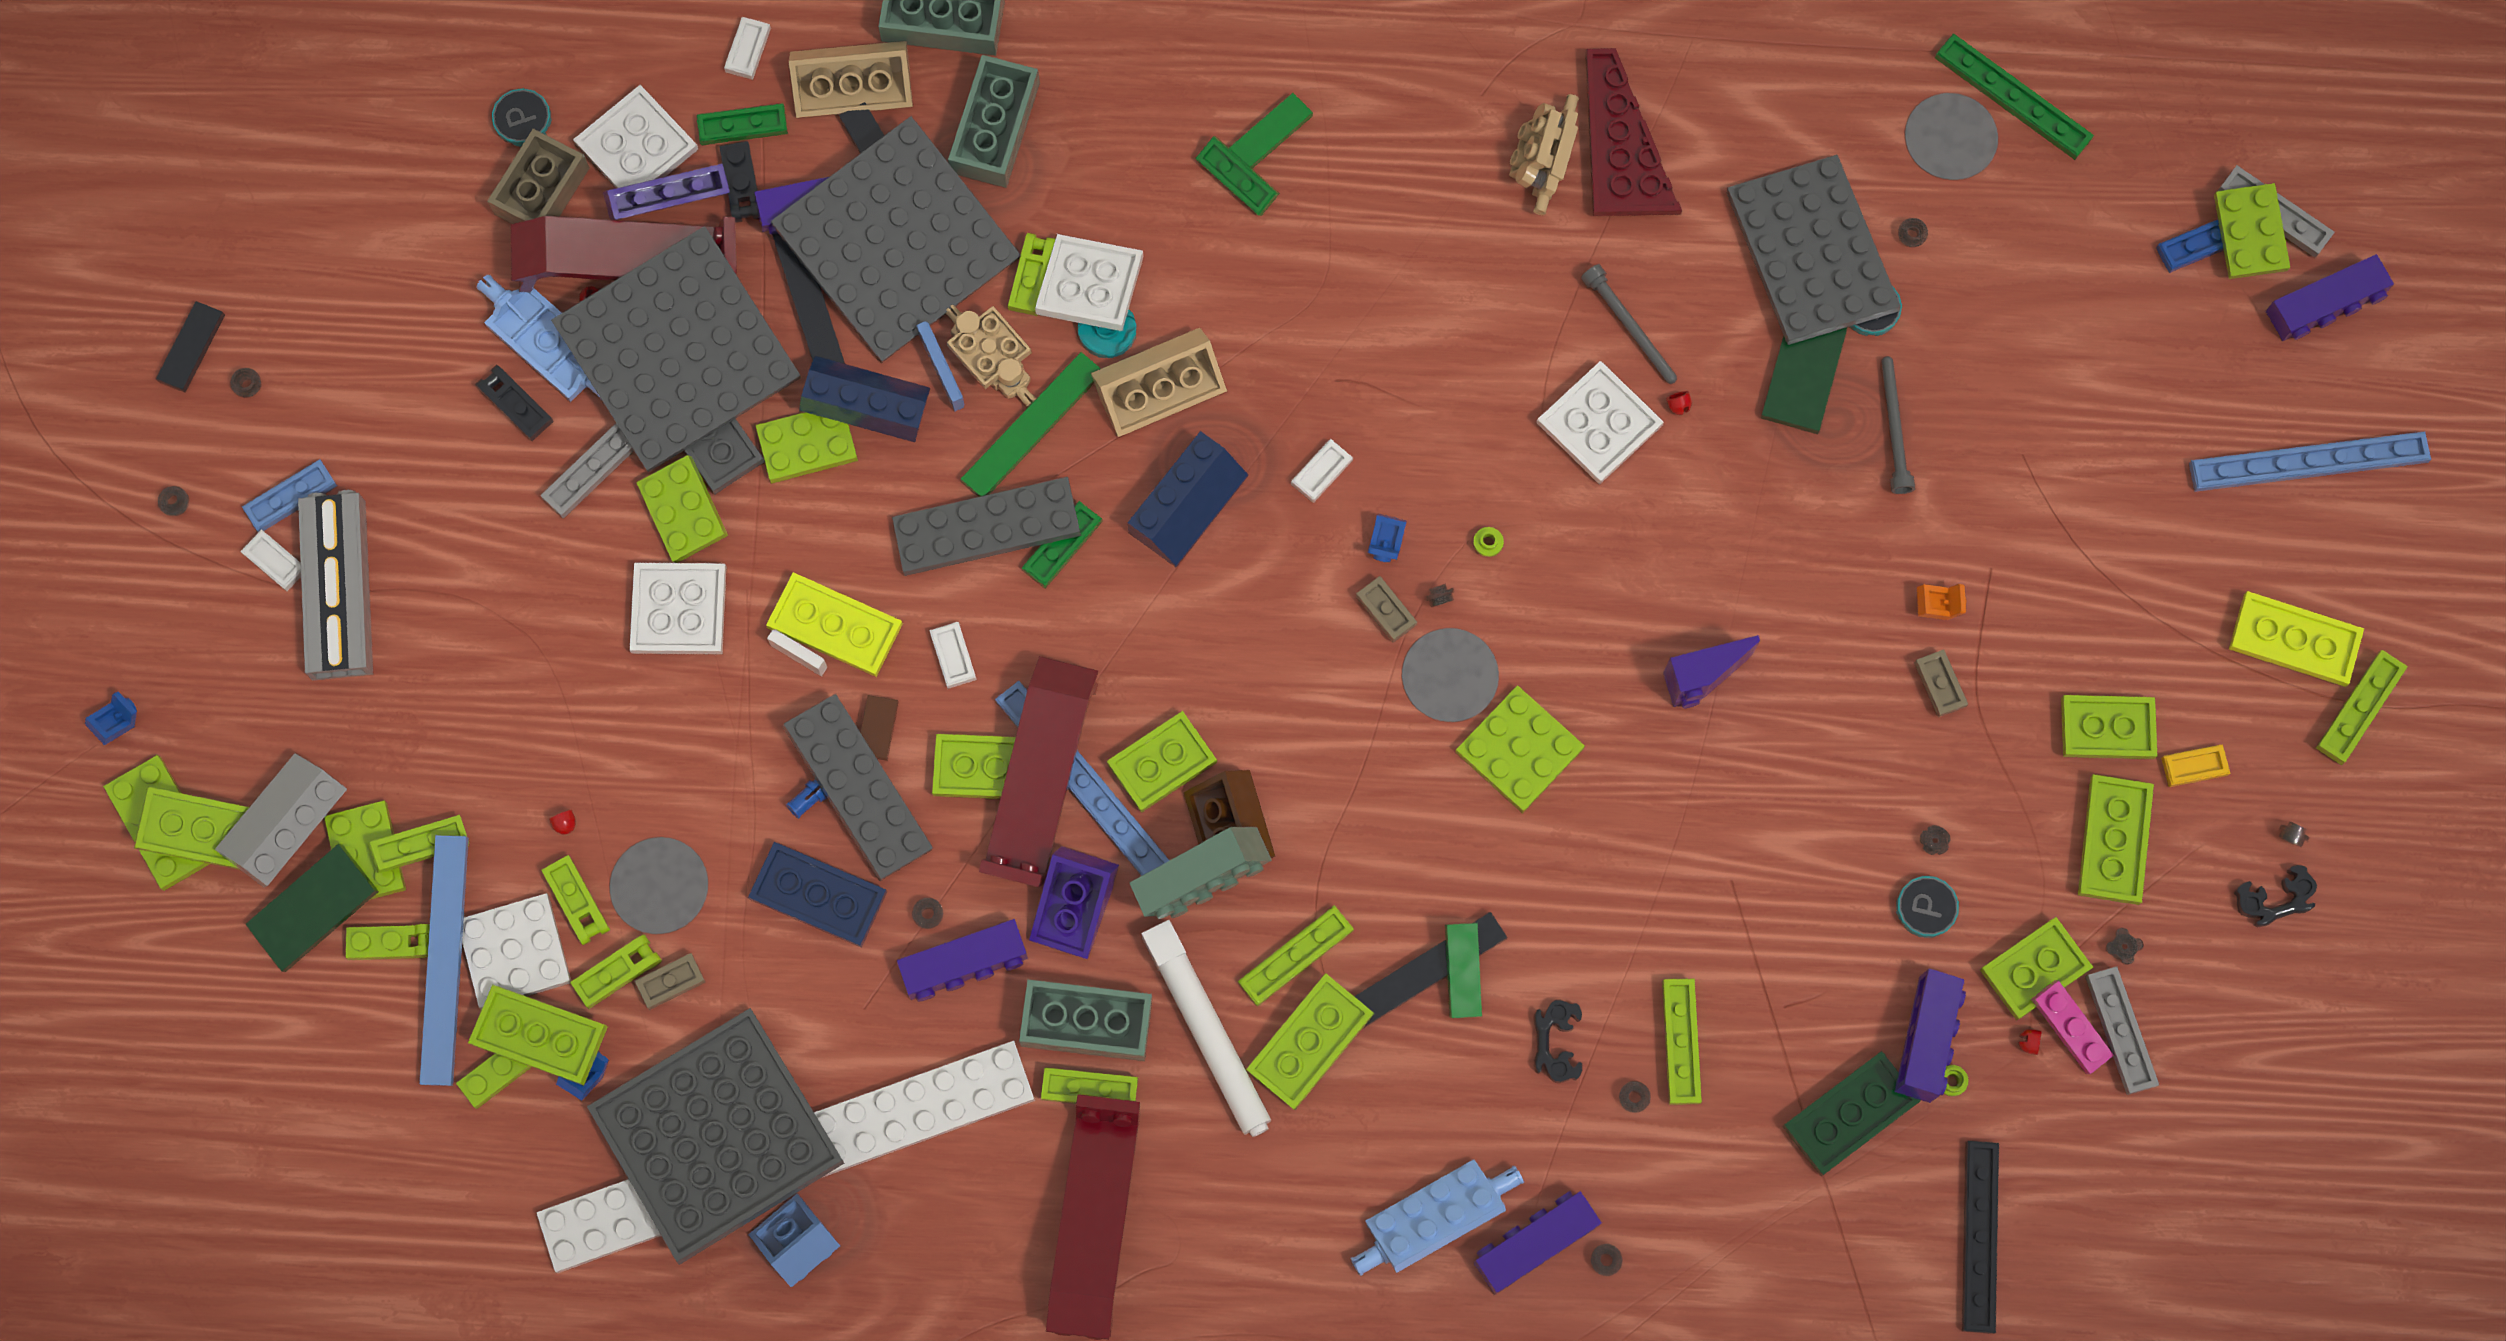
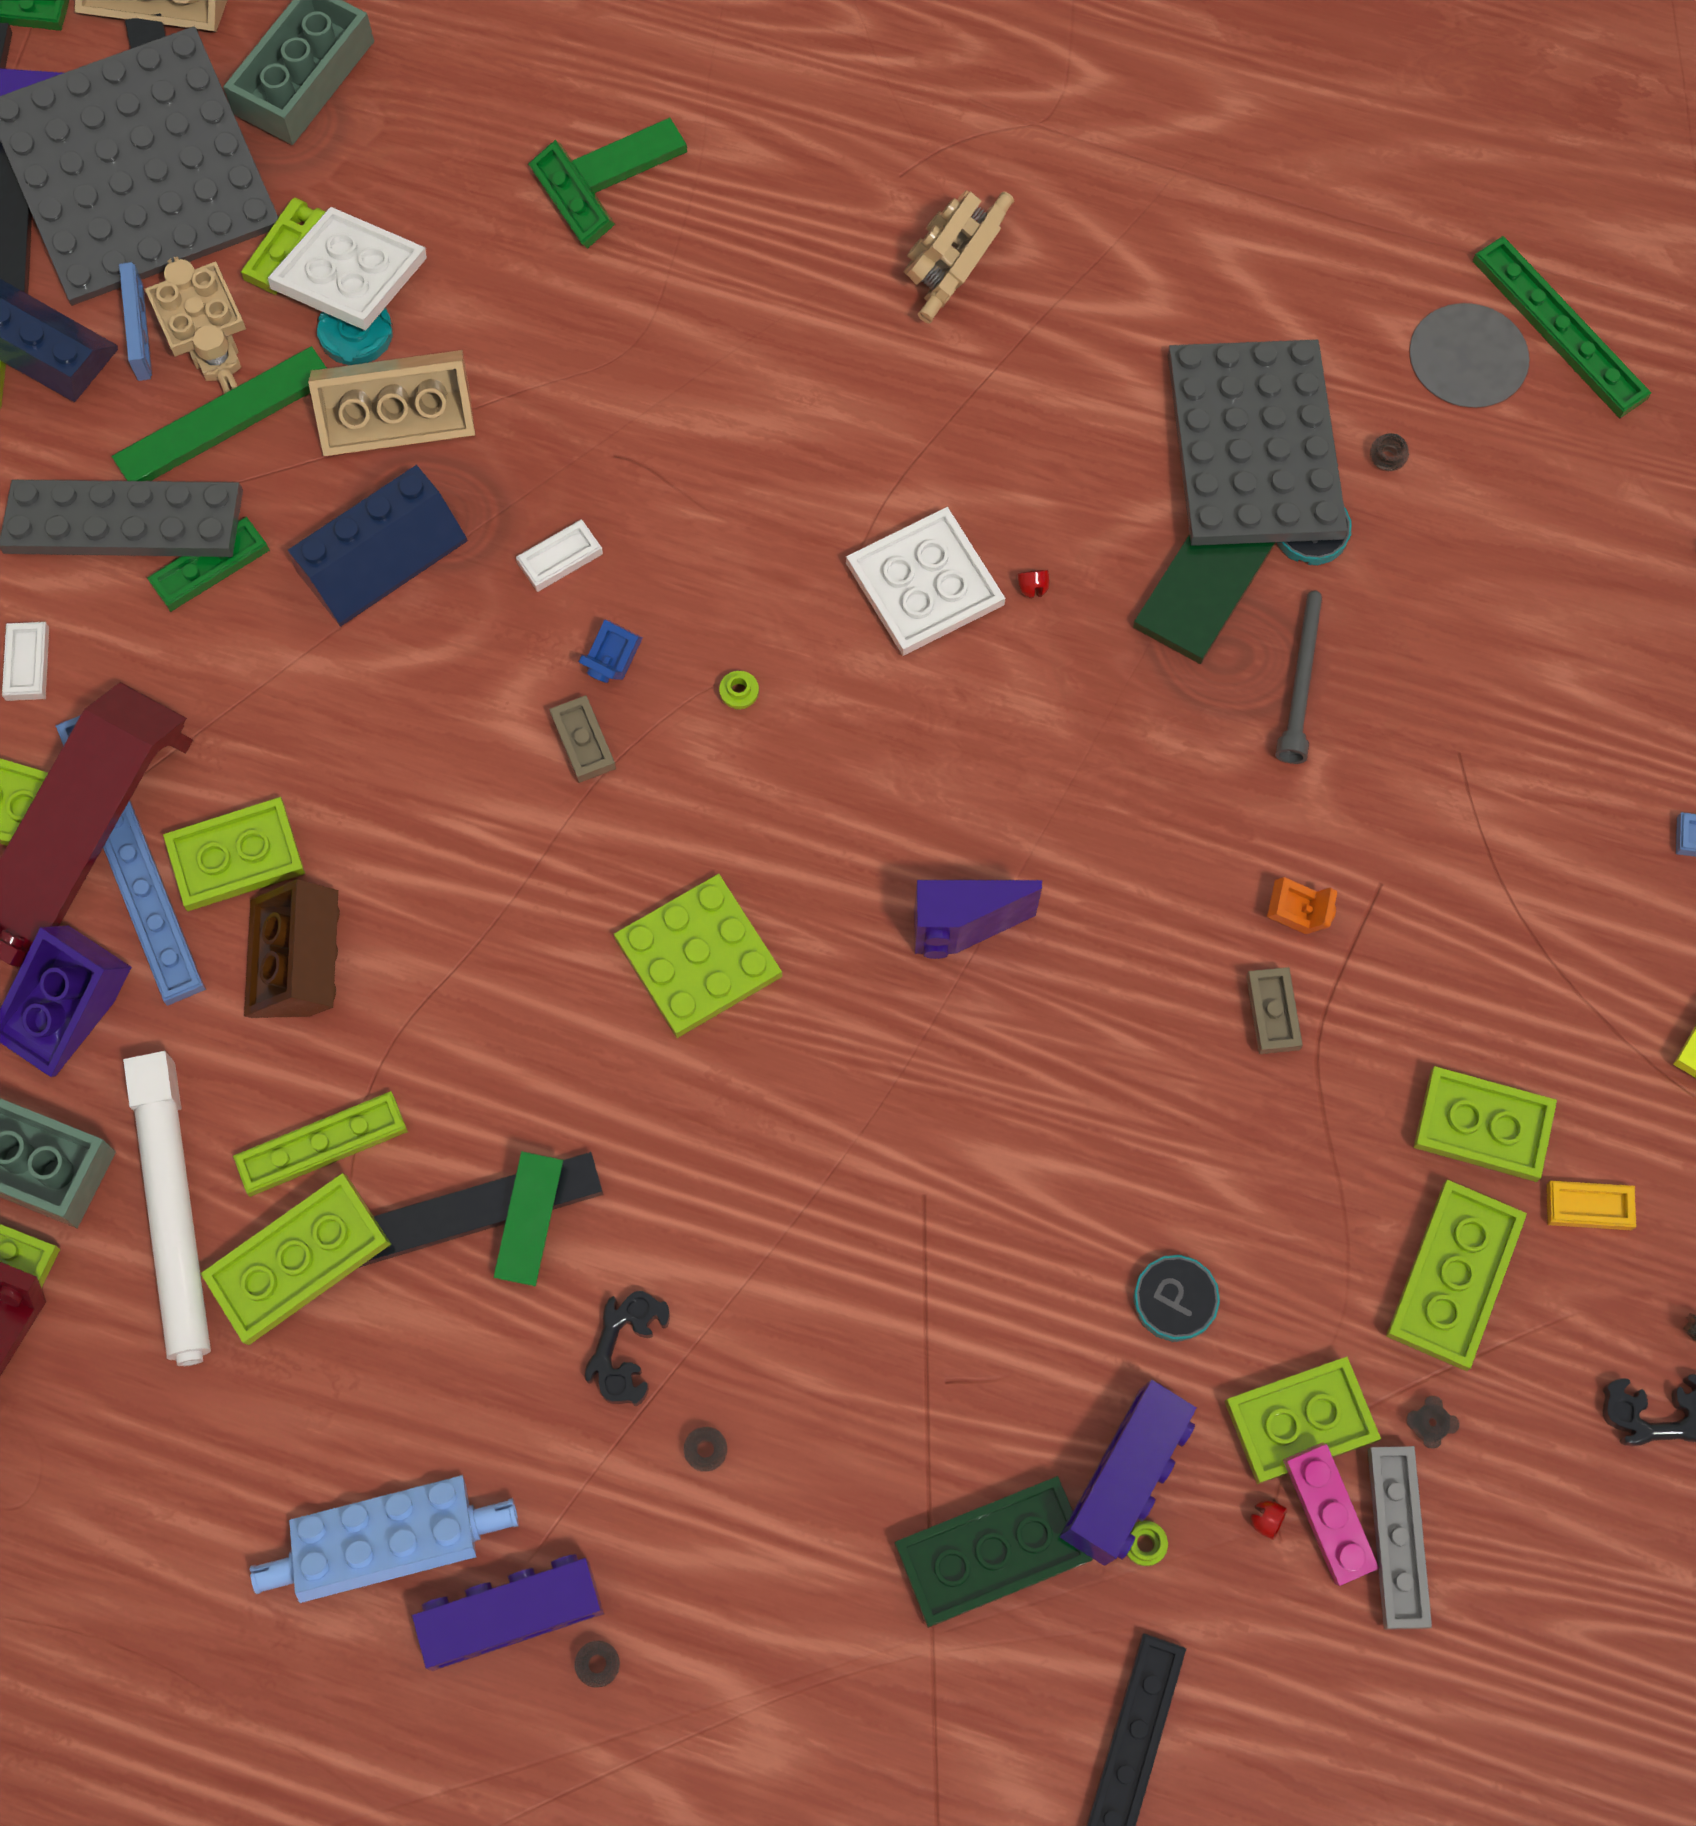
camera: 15 degrees right, 5 degrees down
(1201, 872) = (218, 996): sand green brick -> none
(1439, 595) = (655, 738): clear smoke plate -> none
(1450, 675) = (639, 841): flat silver sticker -> none
(1597, 281) = (972, 411): dark grey piece -> none
(1623, 155) = (1051, 278): dark red wing -> none
(1681, 1041) = (790, 1391): lime plate -> none
(1935, 832) = (1218, 1204): clear smoke plate -> none

